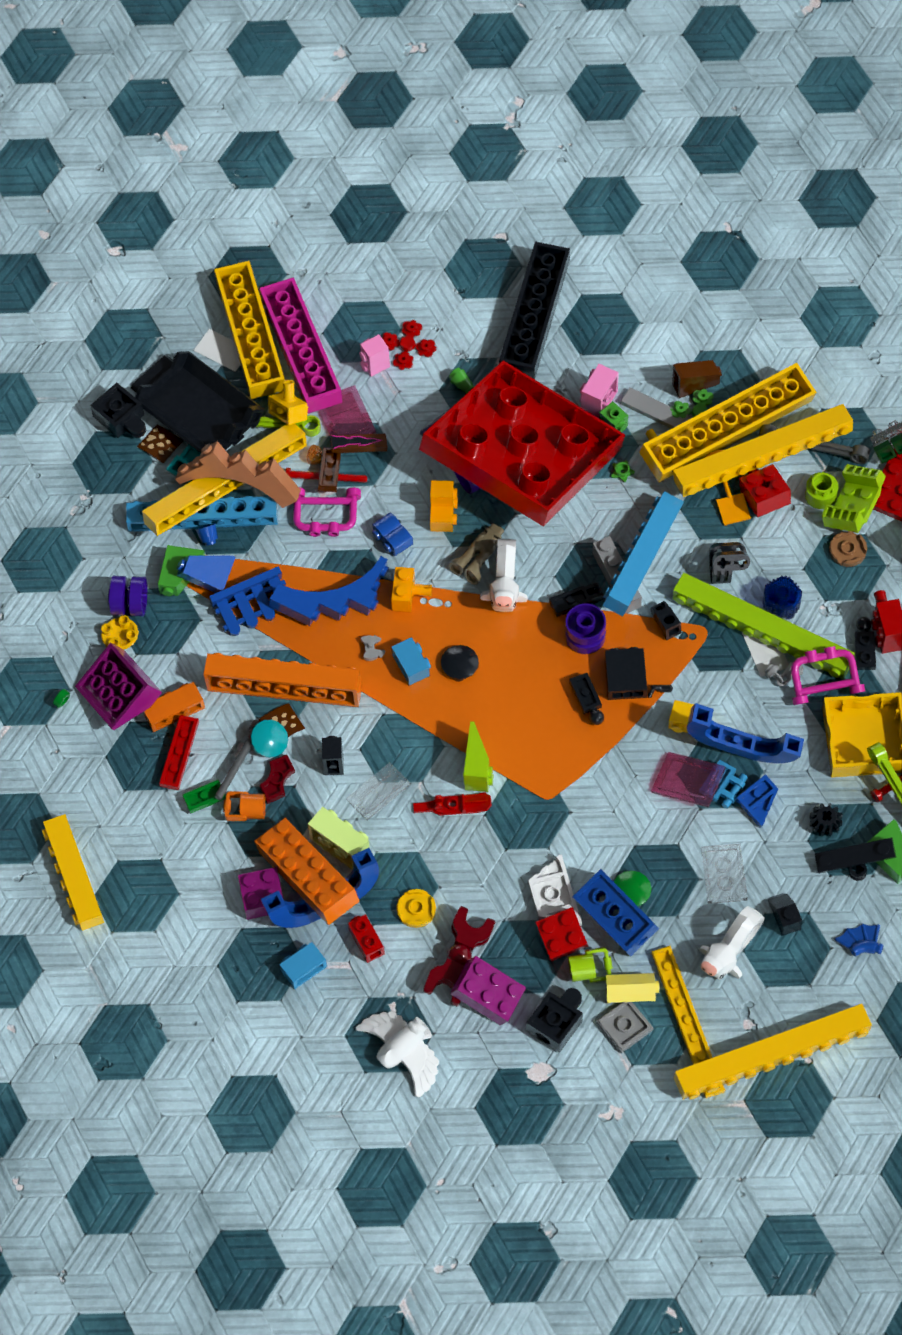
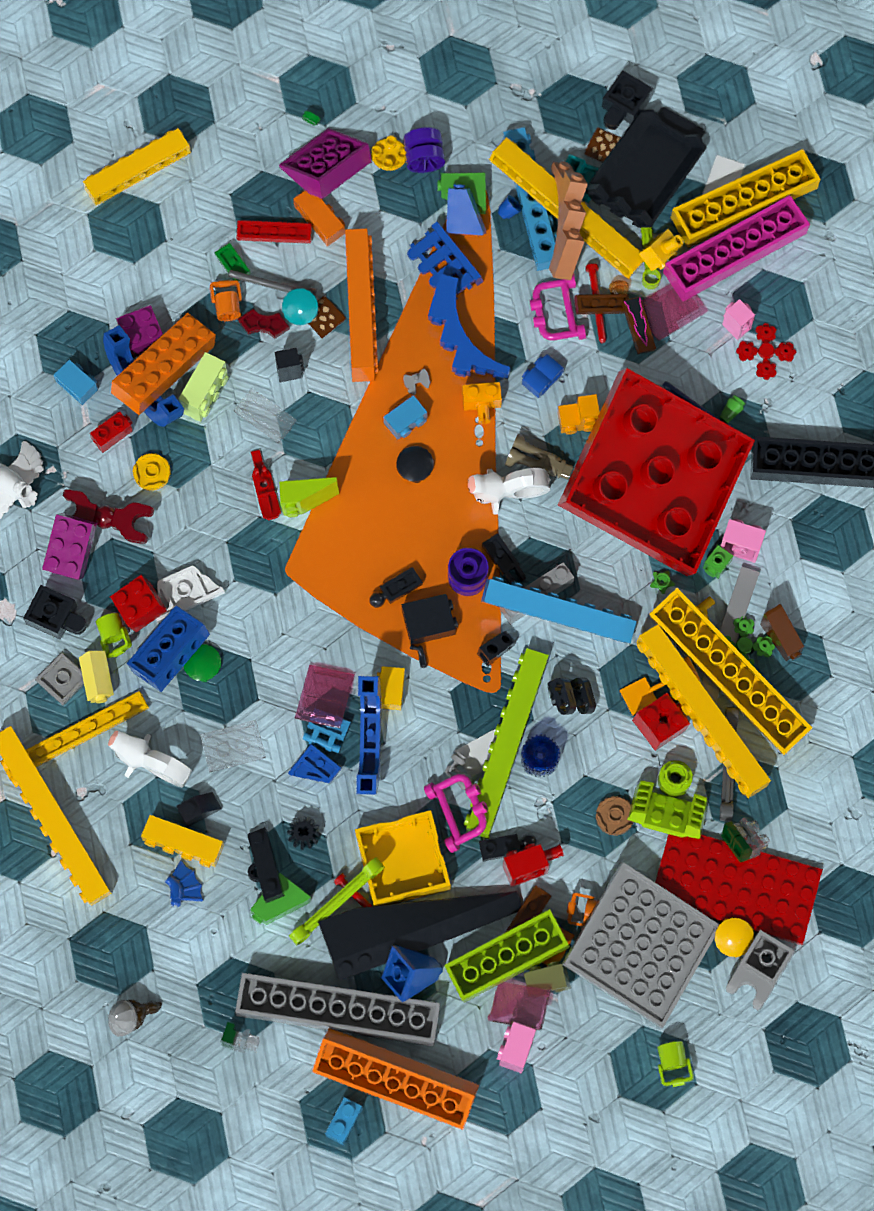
camera: 75 degrees right, 10 degrees up
(817, 932) = (182, 841): none -> yellow brick

